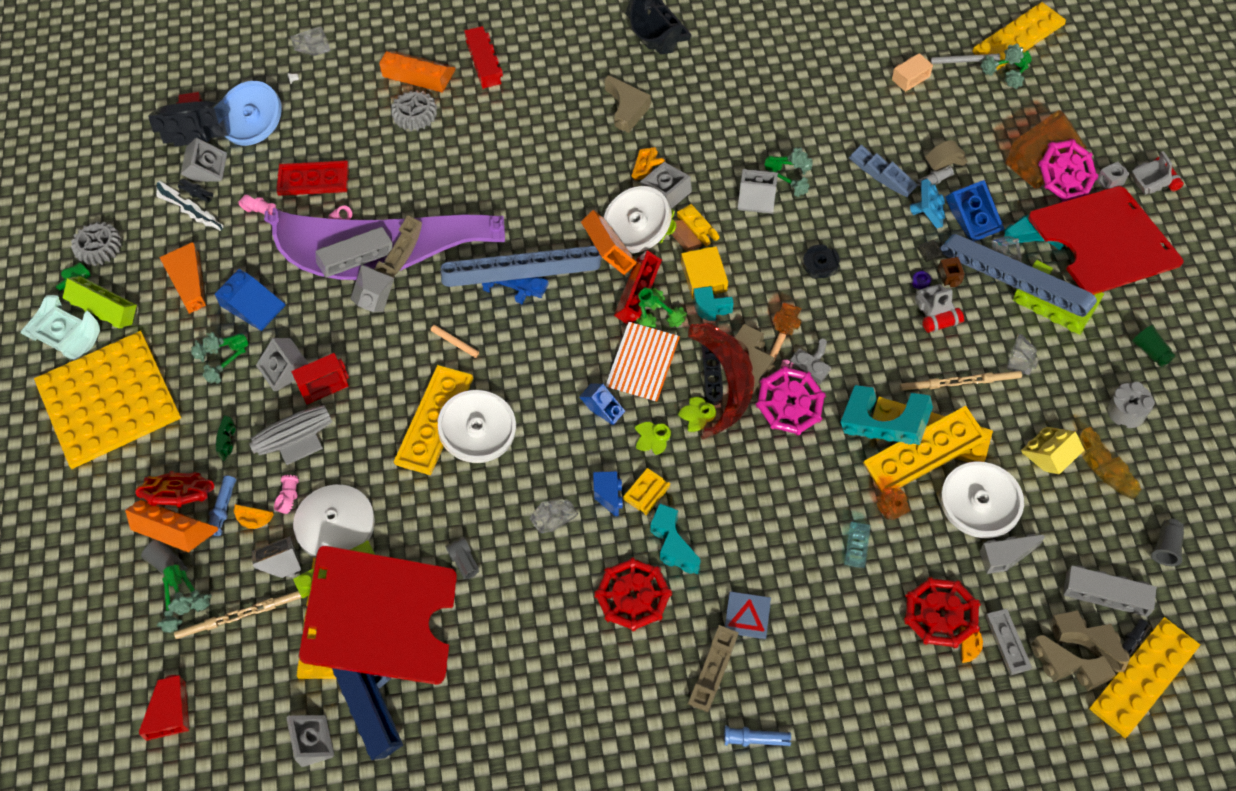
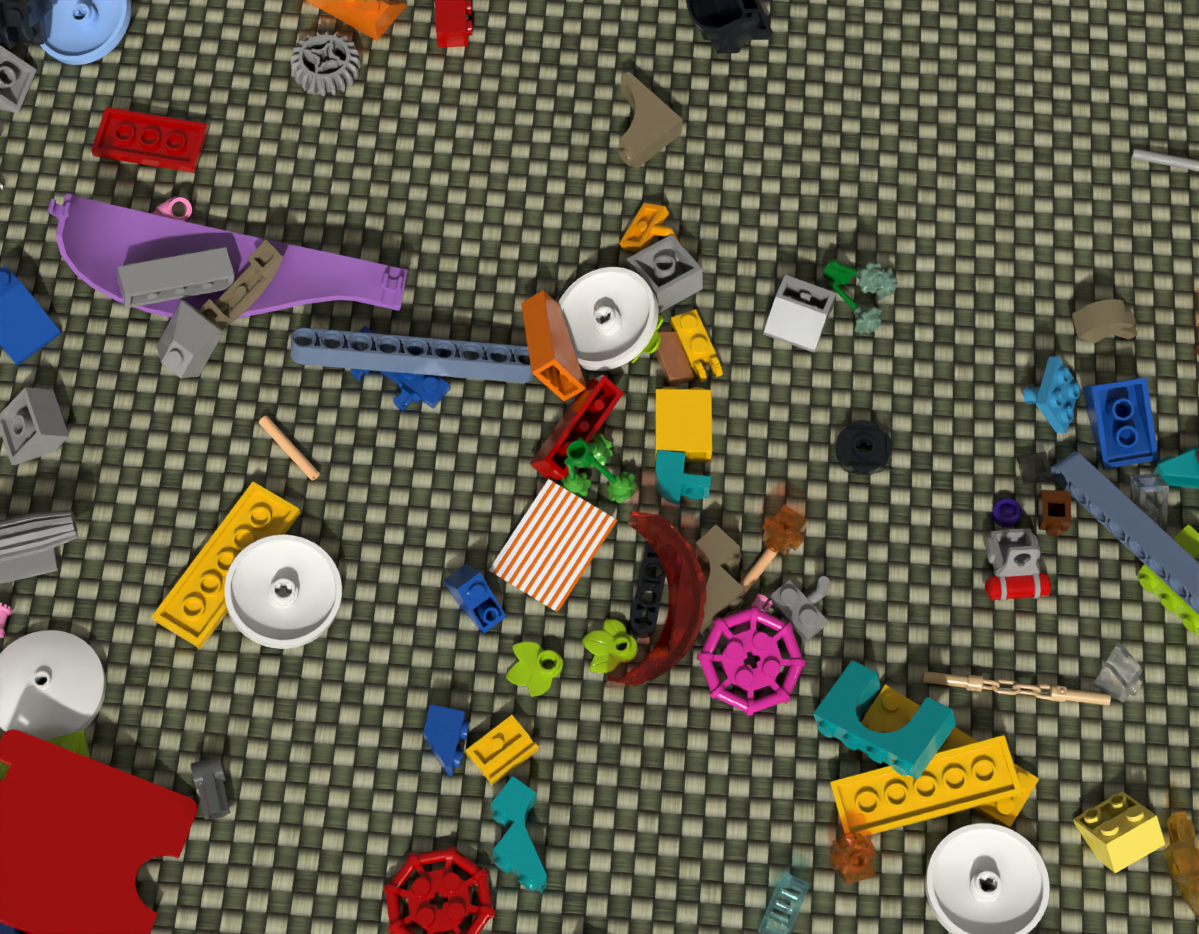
camera: 10 degrees right, 5 degrees up
(257, 205) = (59, 166): bright pink connector -> none
(325, 385) = (79, 464): red window -> none
(552, 515) = (356, 754): clear slope -> none
(885, 173) = (1002, 324): sand blue slope -> none
(912, 72) = (1096, 167): light nougat piece -> none
(937, 176) = (1079, 350): light grey pin -> none

